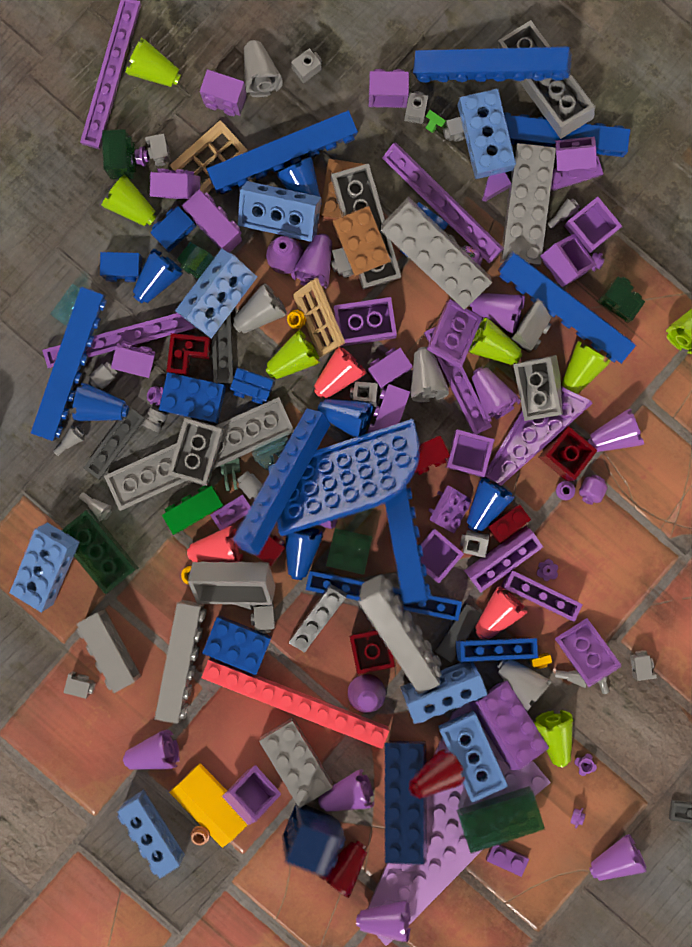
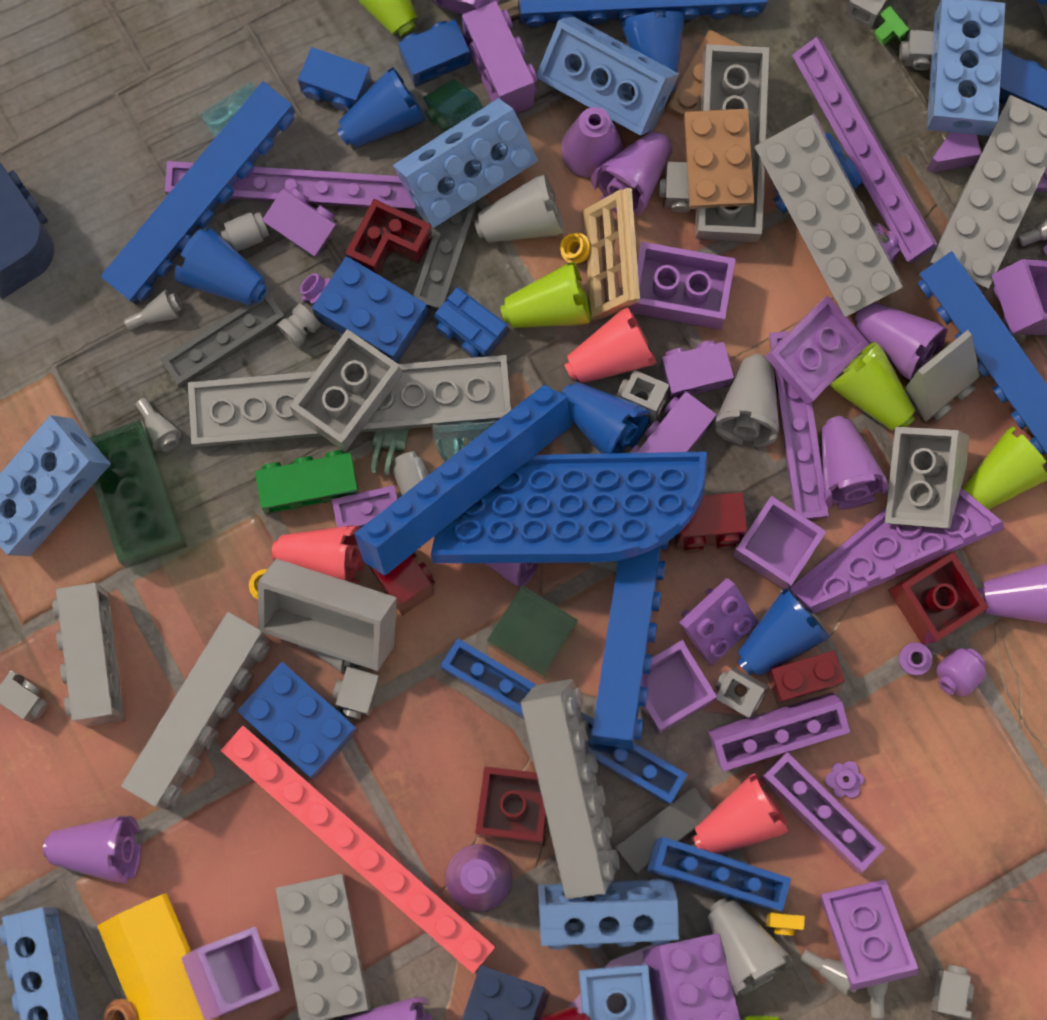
camera: 25 degrees right, 10 degrees down
(301, 550) = (455, 604): blue cone -> none
(317, 618) = (443, 720): plate -> none

